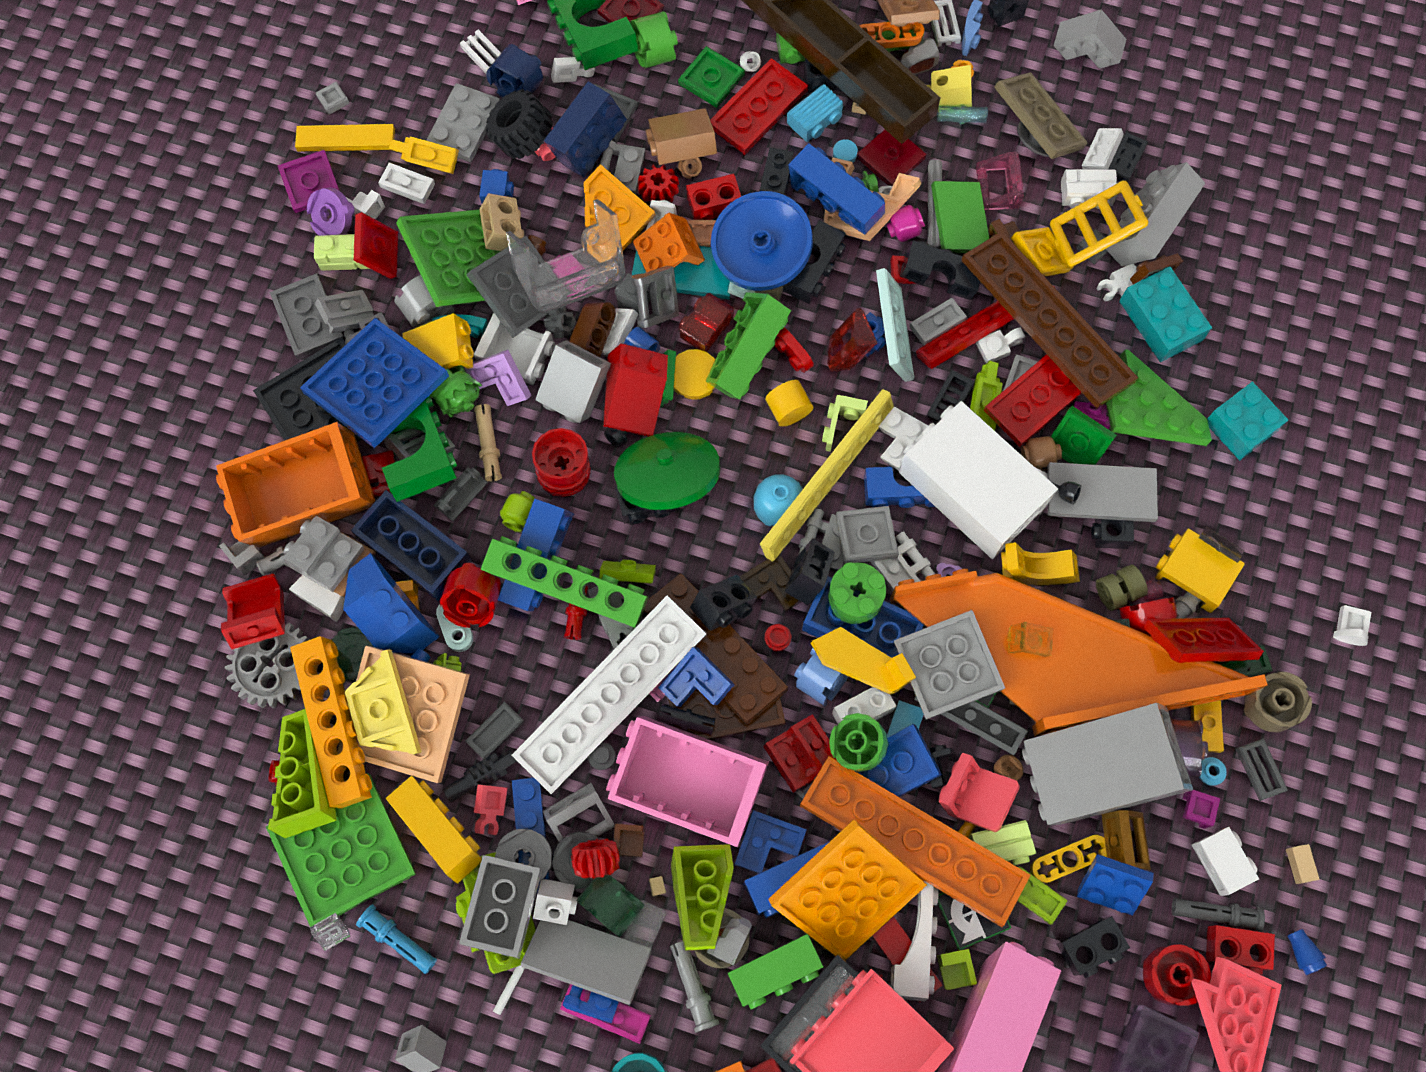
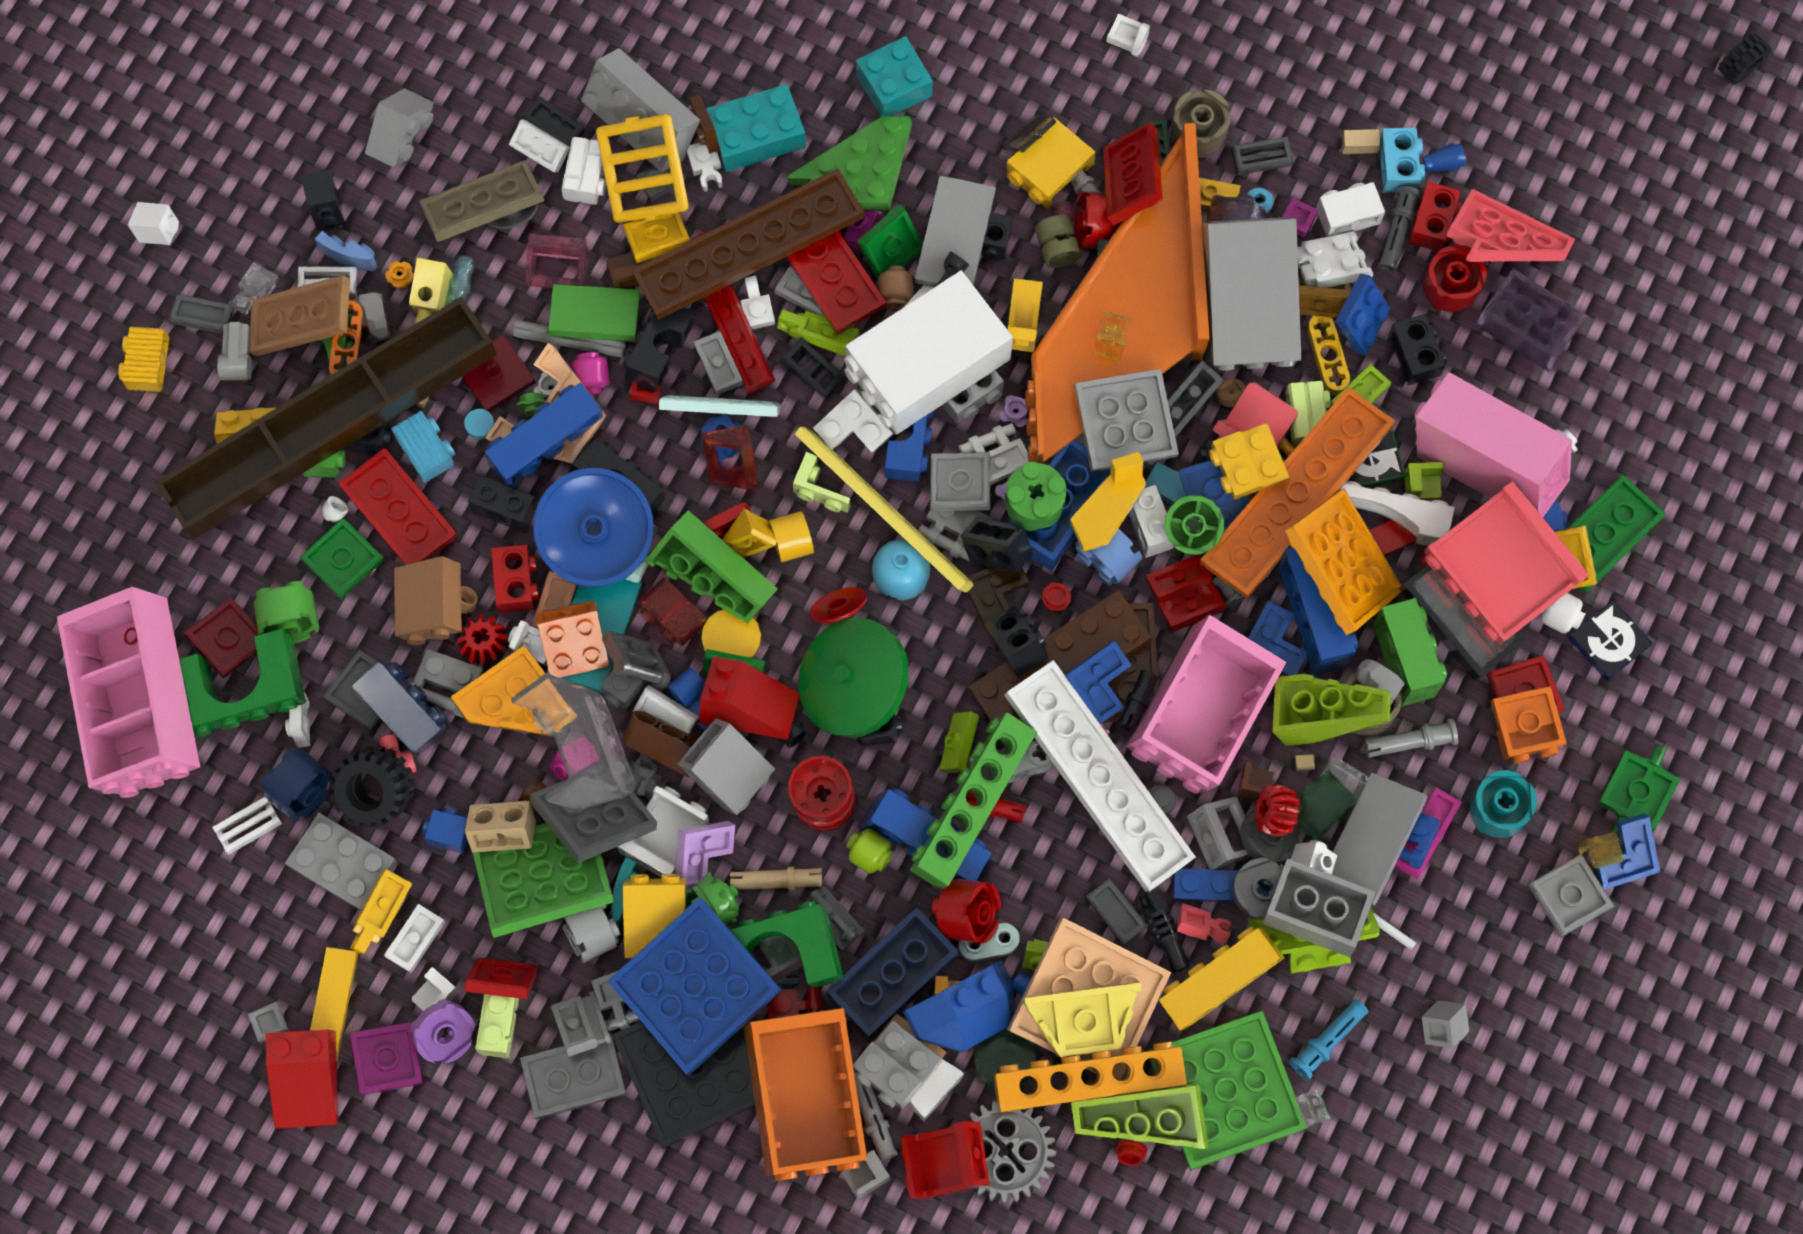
camera: 85 degrees left, 0 degrees up
(289, 124) = (302, 1078): none -> red slope
(734, 451) = (838, 605): none -> red dish
(784, 367) = (750, 534): none -> yellow slope
(931, 785) = (1248, 461): none -> yellow plate
(951, 539) = (976, 398): none -> light grey brick
(1166, 849) = (1332, 261): none -> white plate
(1292, 902) = (1394, 159): none -> medium azure brick

